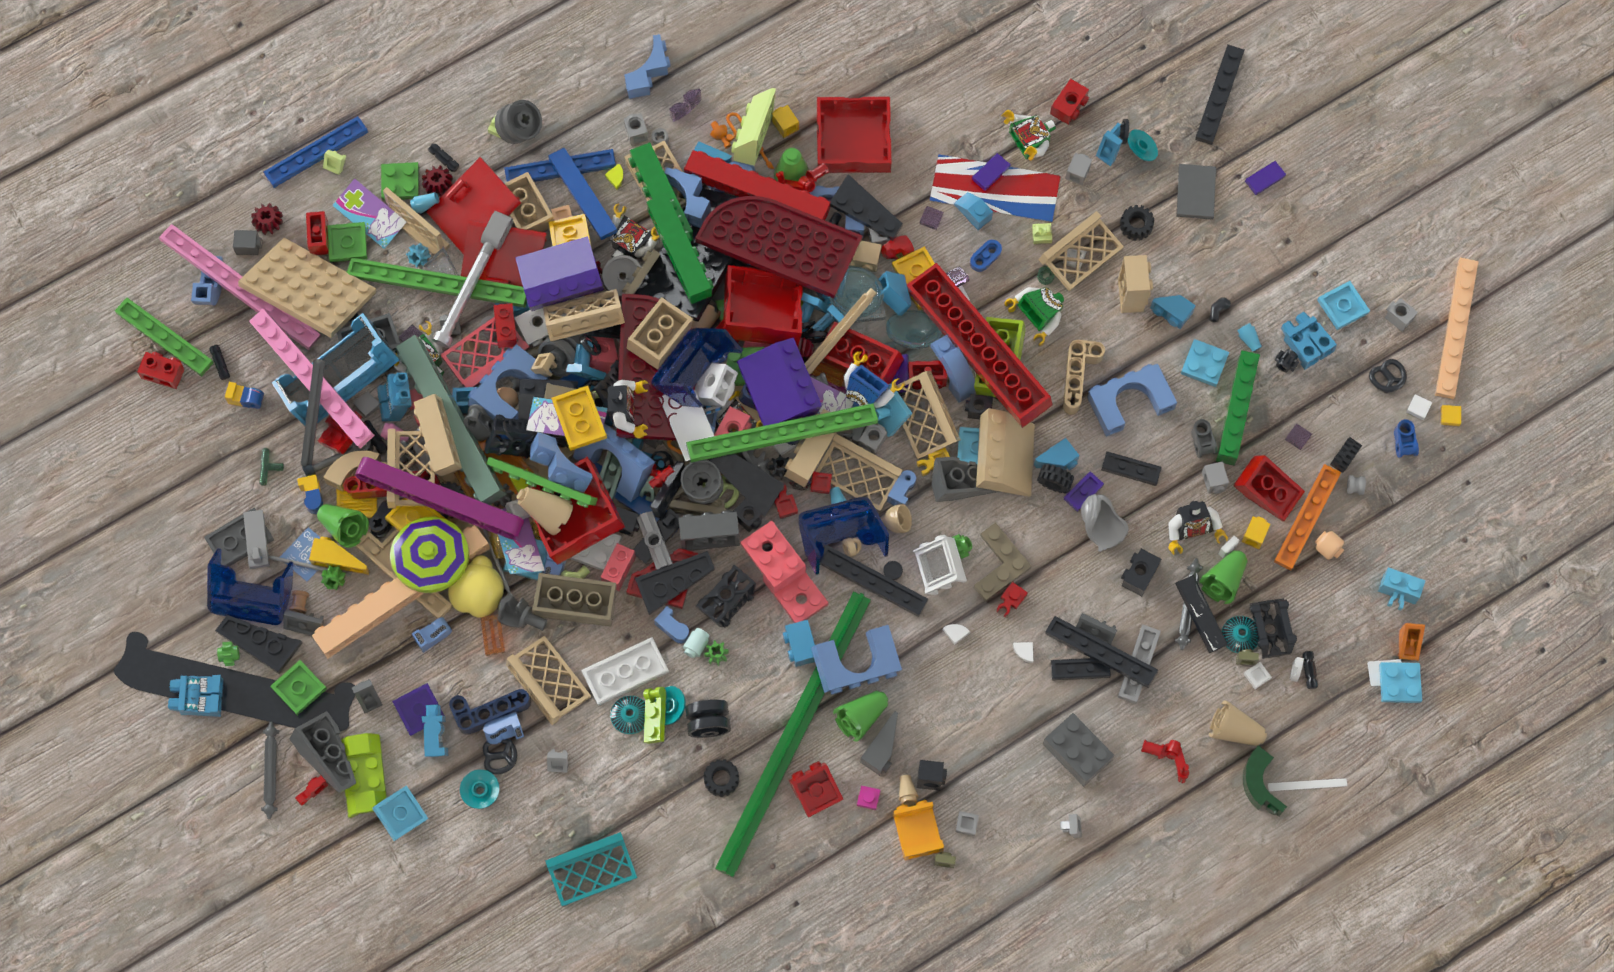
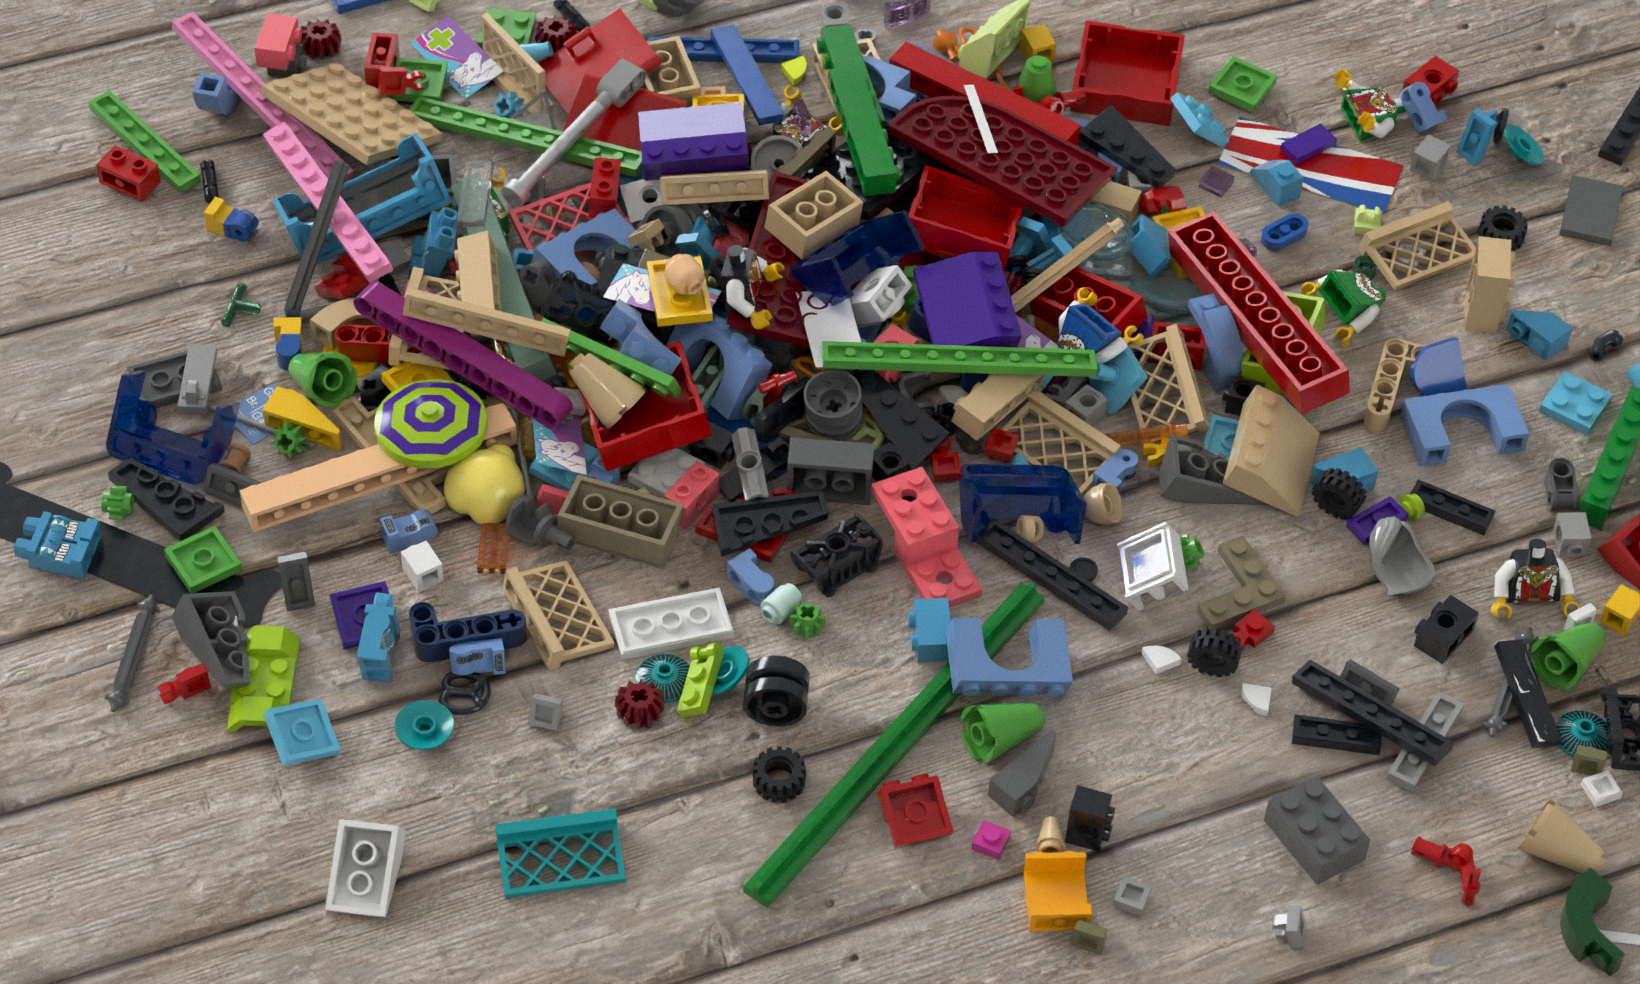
camera: 10 degrees right, 20 degrees down
(239, 236) = (277, 41): none -> coral brick
(333, 252) = (396, 80): none -> red plate
(416, 354) = (475, 193): none -> clear tile
(447, 475) = (486, 322): none -> tan plate
(448, 662) = (422, 566): none -> white brick
(466, 907) = (364, 867): none -> white slope
(524, 589) = (553, 496): none -> coral tile
(581, 410) = (684, 274): none -> light nougat head
(614, 737) = (639, 704): none -> dark red gear
(630, 230) = (801, 117): none -> clear purple tile
(761, 219) = (980, 118): none -> white sticker
(912, 170) = (1200, 119): none -> medium azure plate
(917, 454) = (1144, 435): none -> clear orange piece
(937, 127) = (1242, 84): none -> bright green plate
(991, 626) = (1214, 652): none -> black tyre
(1066, 128) = (1420, 107): none -> medium blue leg
(1105, 476) = (1413, 506): none -> lime plate
(1109, 359) = (1439, 368): none -> tile

